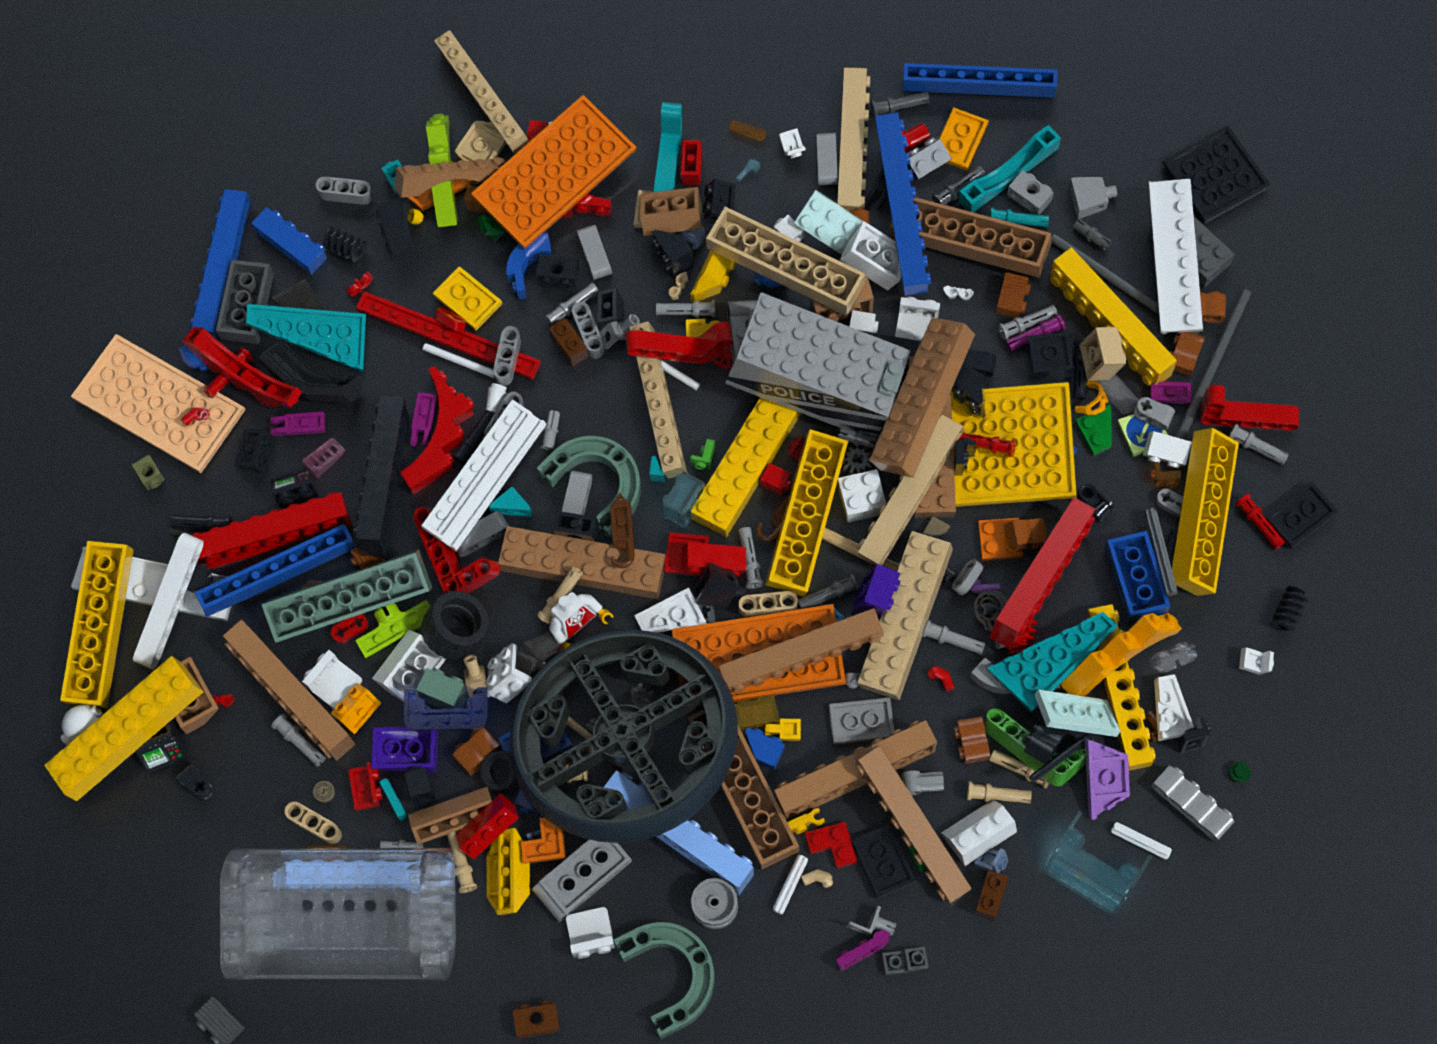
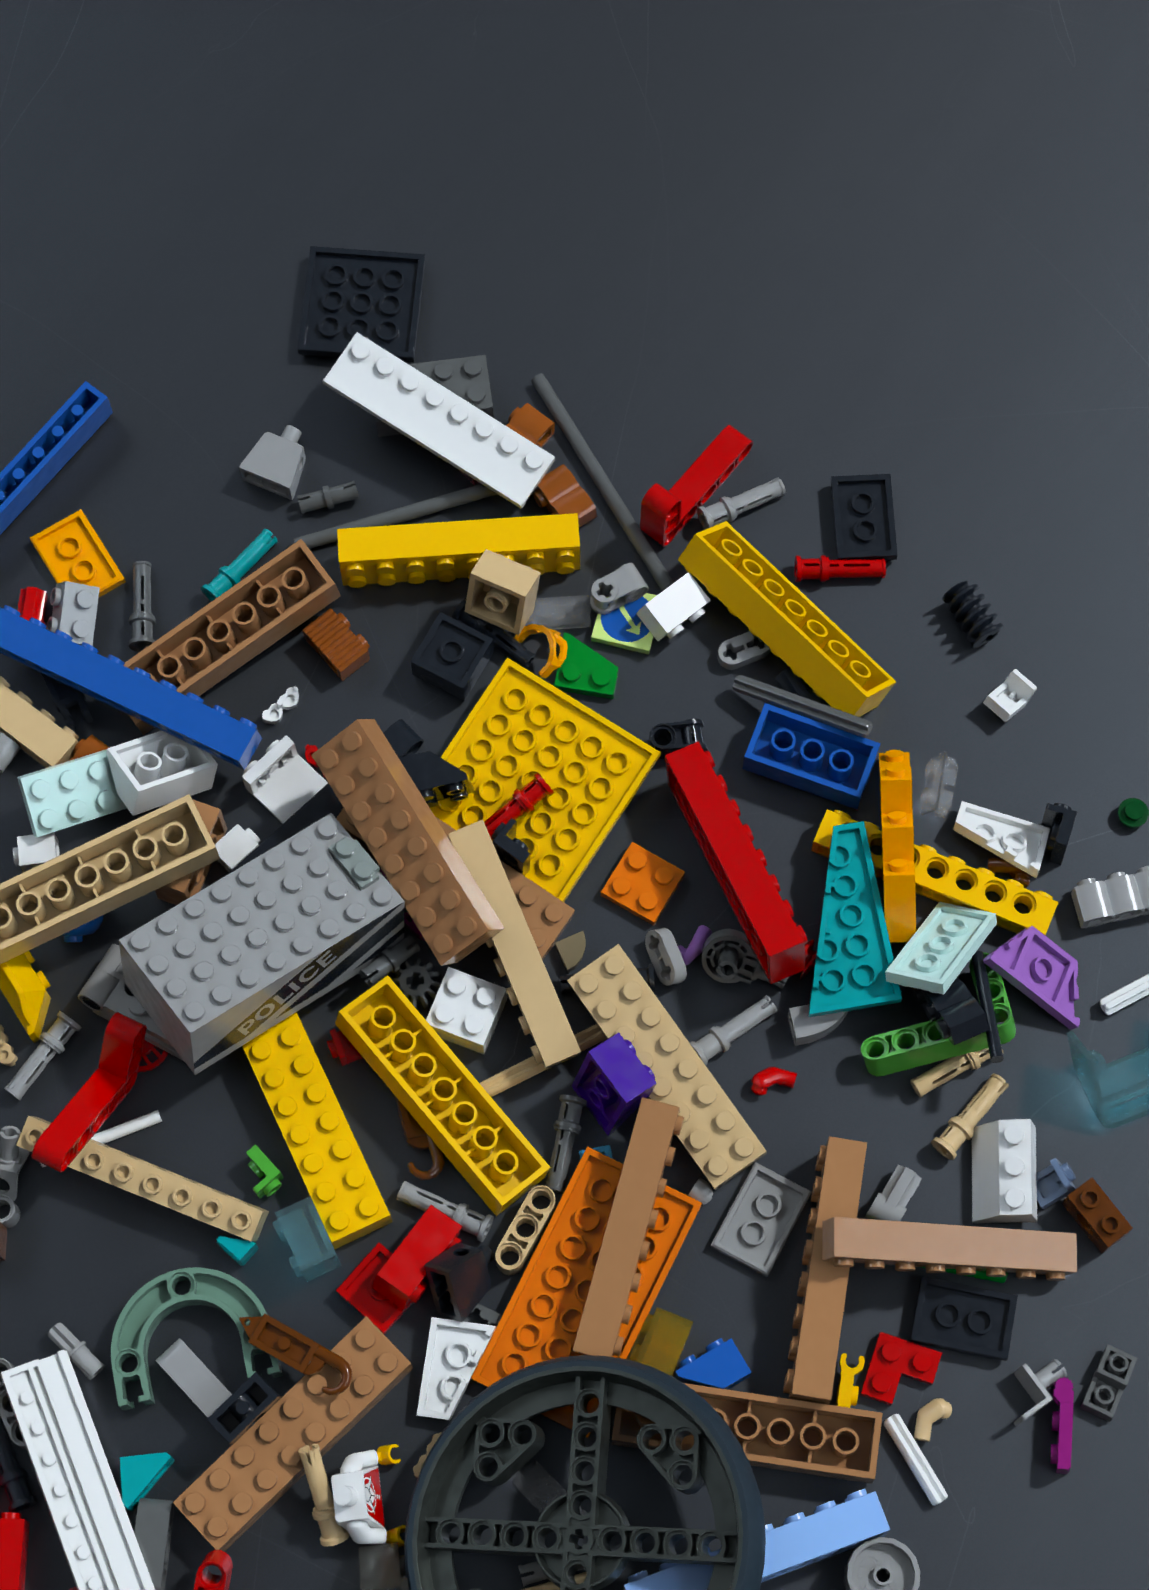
camera: 60 degrees left, 0 degrees up
(697, 327) = (82, 1059): yellow plate -> none
(776, 479) = (364, 1102): red brick -> none
(788, 729) = (709, 1322): yellow plate -> none
(972, 739) = (881, 1098): dark orange brick -> none
(987, 187) = (170, 531): teal arch -> none
(1019, 327) = (381, 664): light grey pin -> none
(1026, 534) = (664, 847): dark orange brick -> none
(1033, 202) = (209, 541): light grey brick -> none
(1044, 327) = (409, 640): magenta pin -> none
(1168, 479) = (711, 633): clear orange bracket -> none
(1171, 392) = (602, 552): magenta plate -> none

